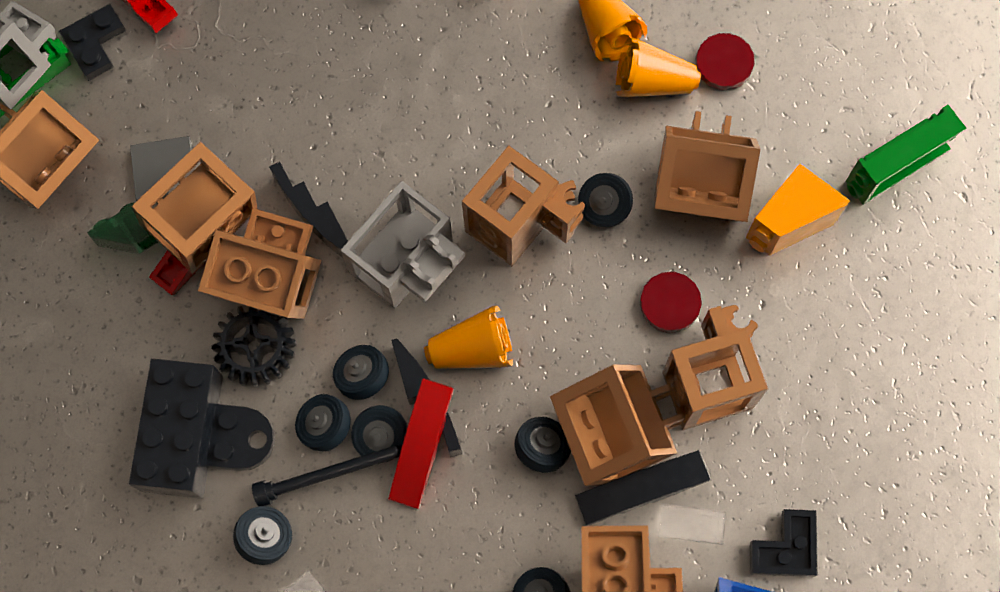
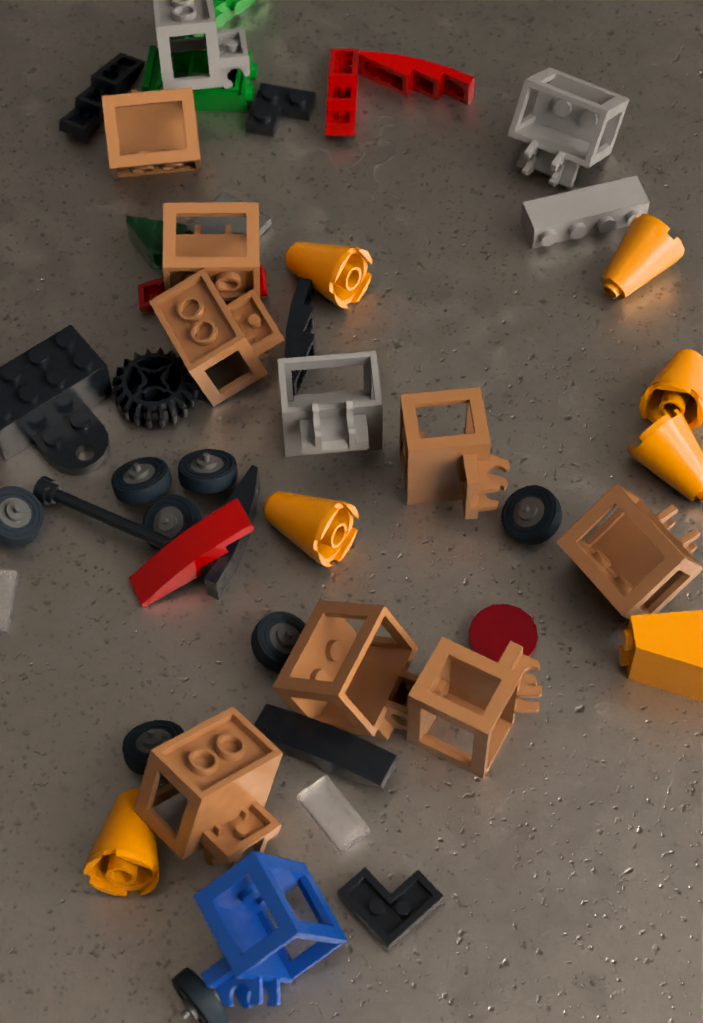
camera: 45 degrees right, 15 degrees down
(282, 138) = (335, 270): none -> light orange cone

